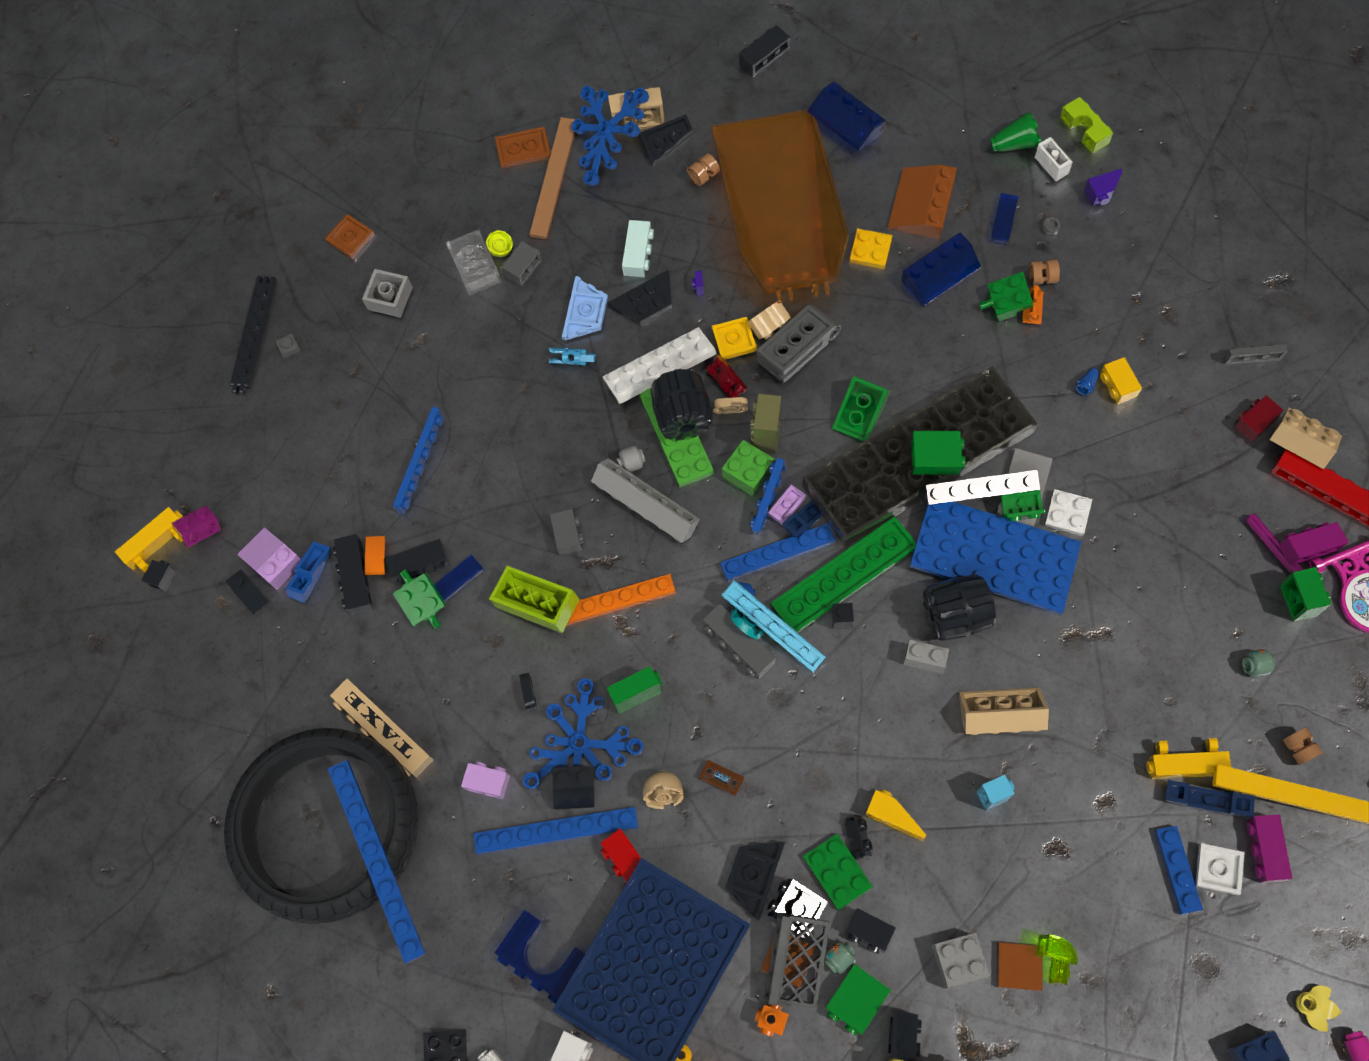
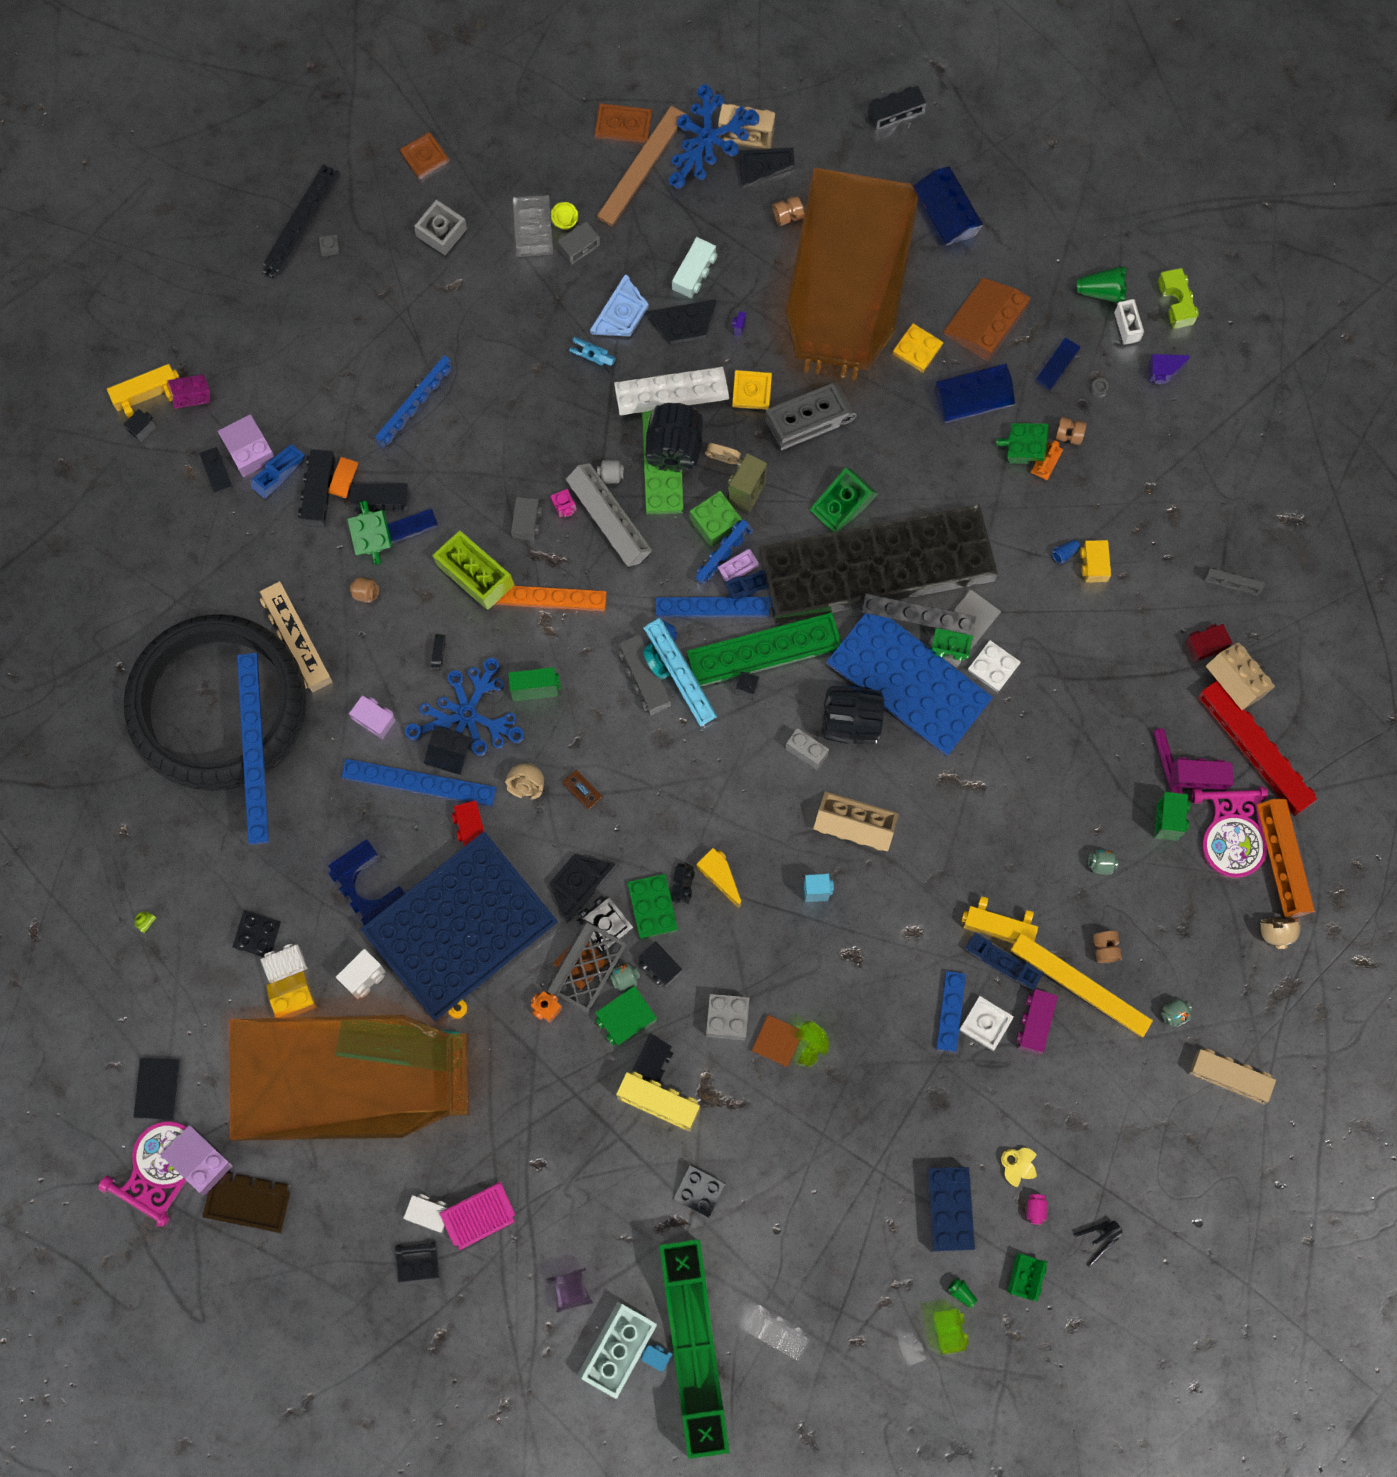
camera: 10 degrees right, 5 degrees up
(433, 656) = (364, 589): none -> medium nougat head
(597, 505) = (563, 503): none -> dark pink bracket
(726, 377) = (729, 425): dark red plate -> none
(768, 320) = (791, 384): tan brick -> none
(937, 452) = (891, 567): green brick -> none

